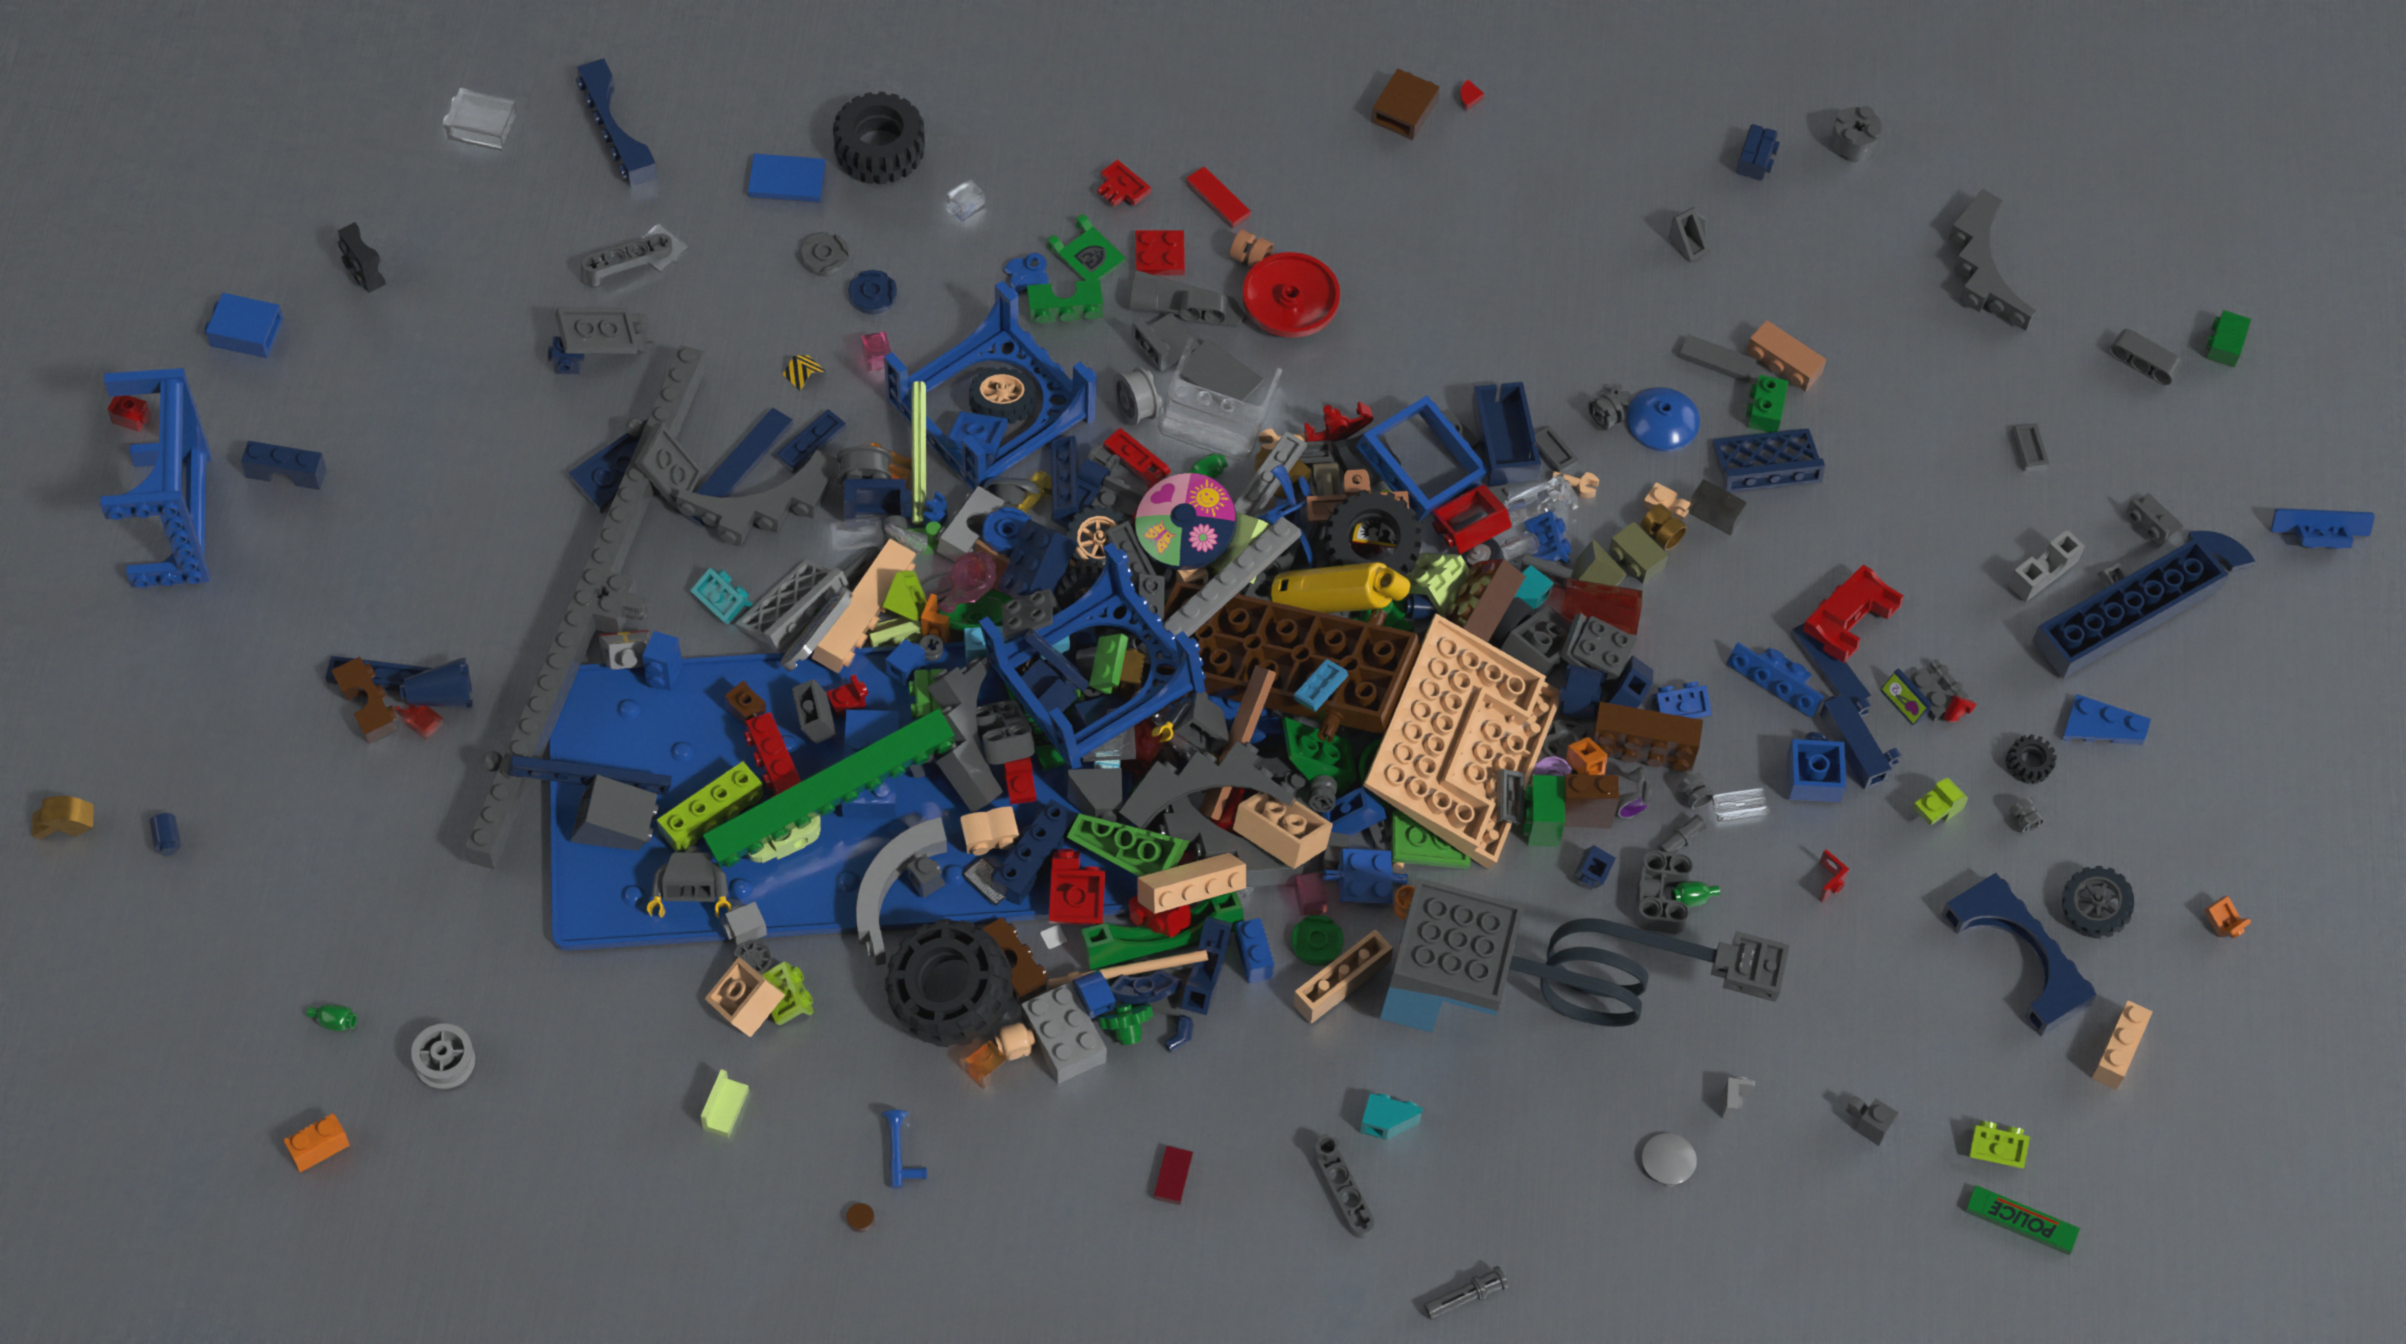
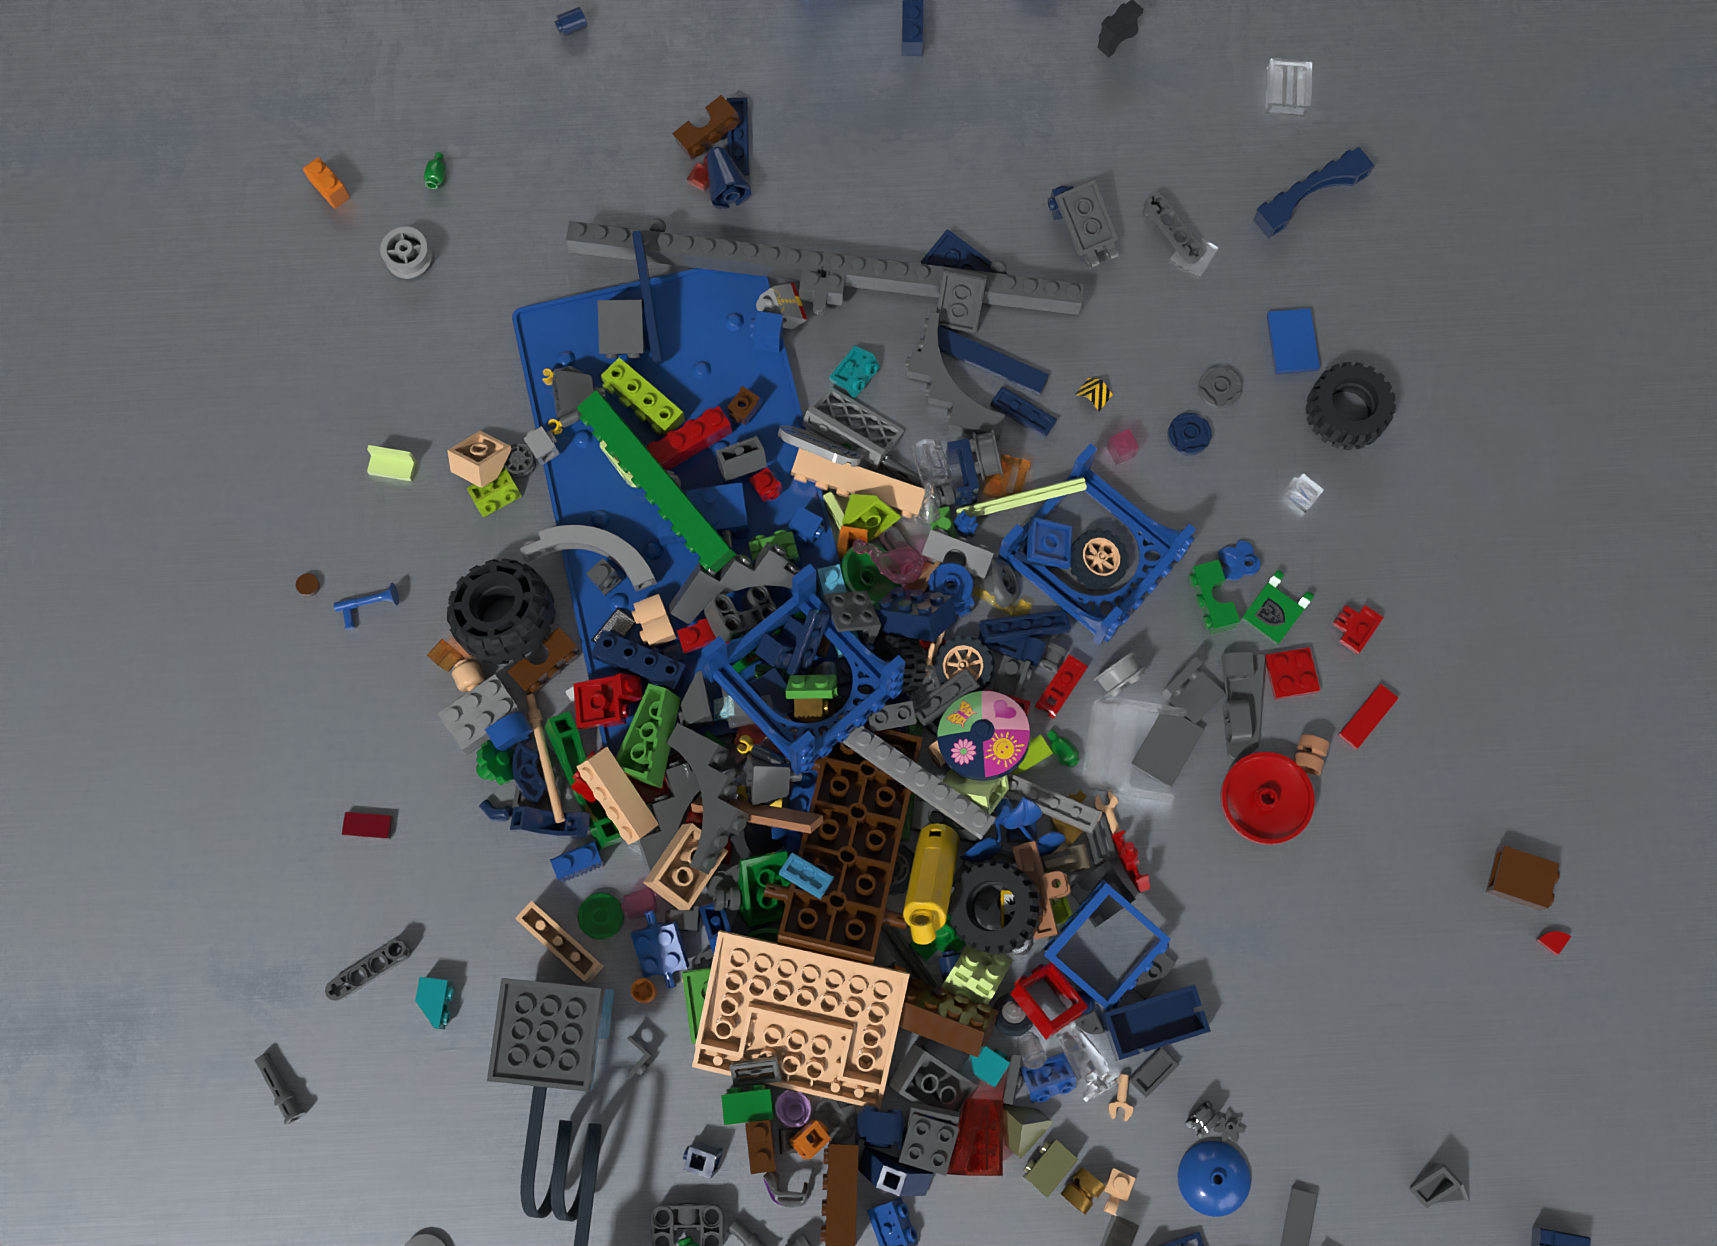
camera: 85 degrees right, 15 degrees up
(936, 642) = (829, 537): dark grey bush -> none

